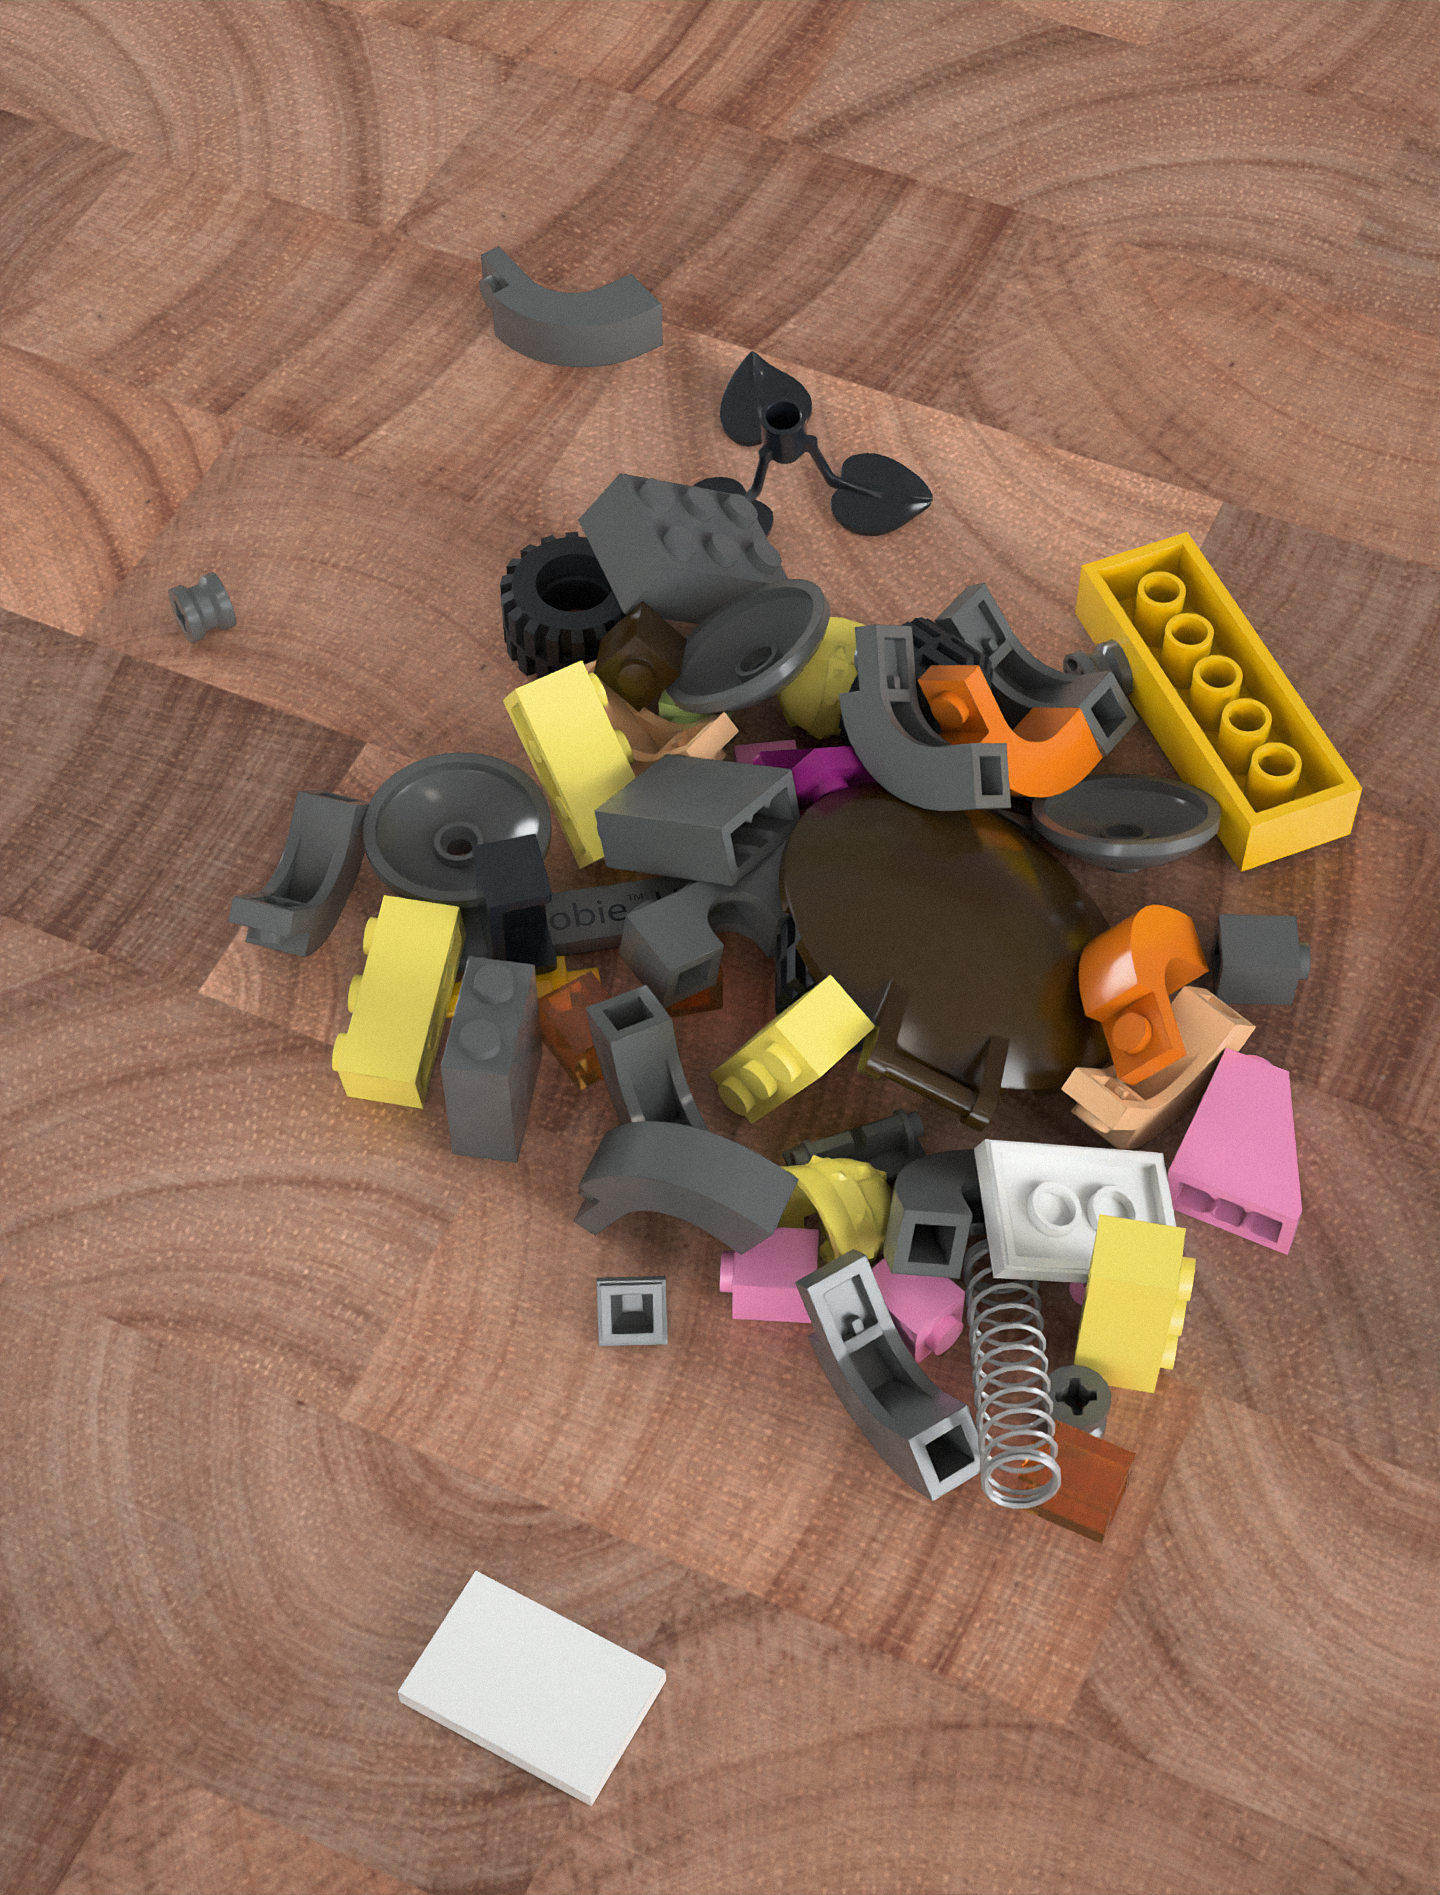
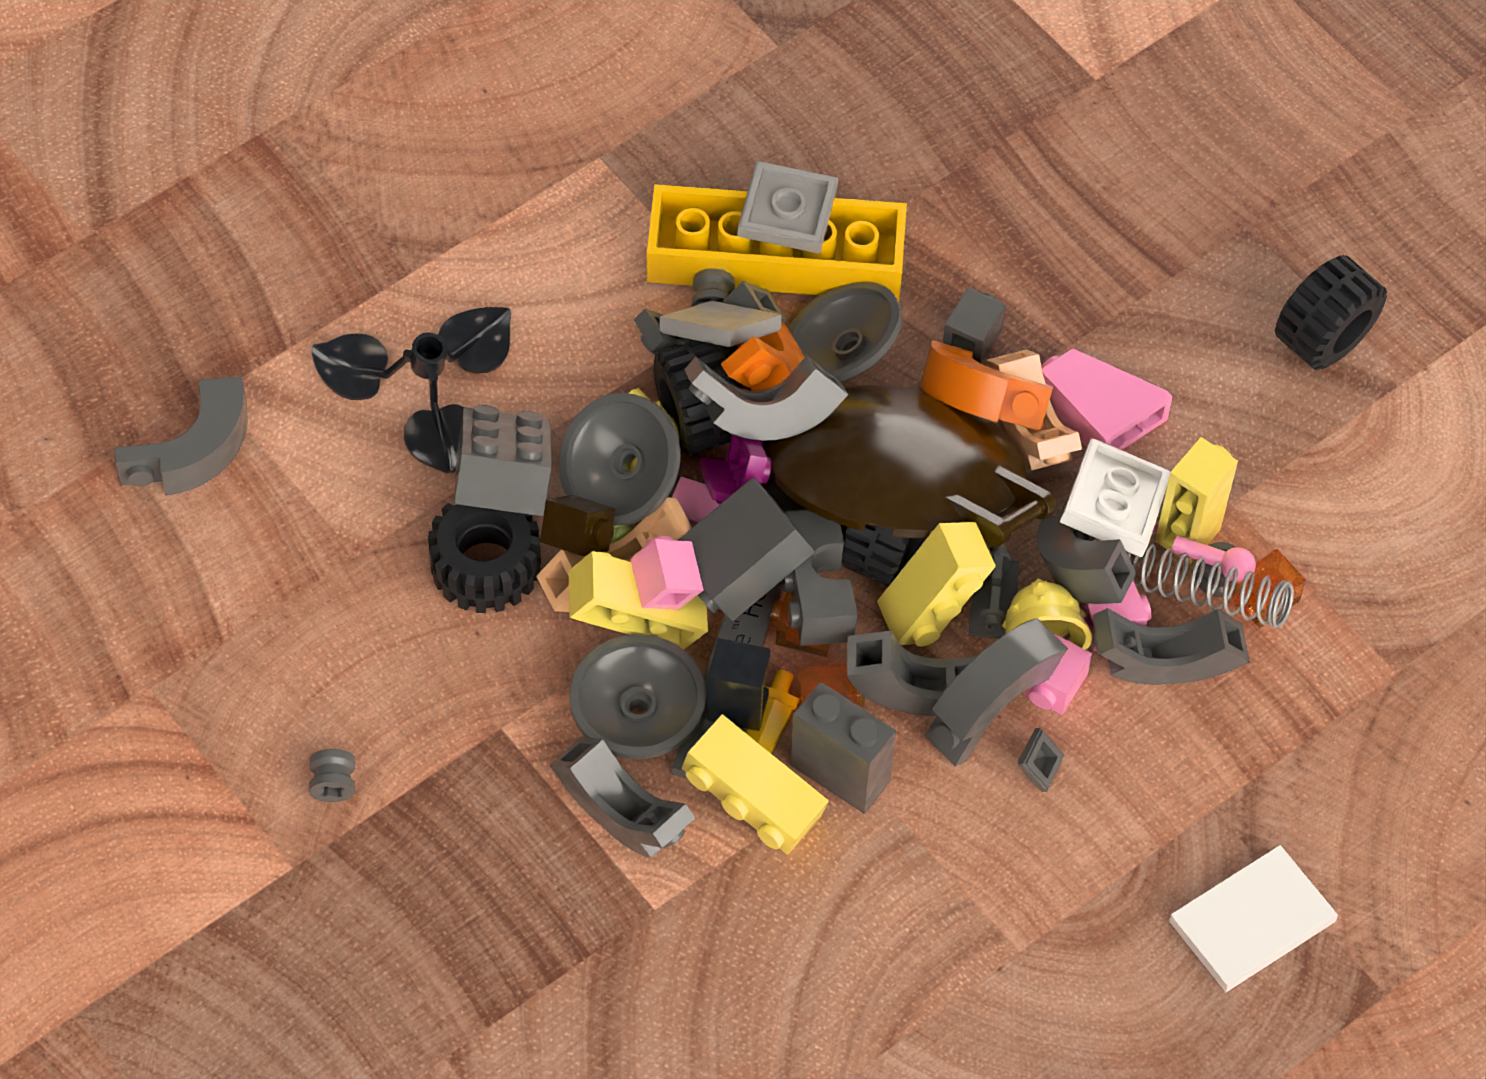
camera: 65 degrees left, 5 degrees up
(611, 755) = (666, 573): none -> bright pink brick
(1016, 662) = (720, 323): none -> light grey tile
(1075, 1406) = (1236, 556): none -> bright pink bar
(1254, 667) = (788, 207): none -> light grey tile

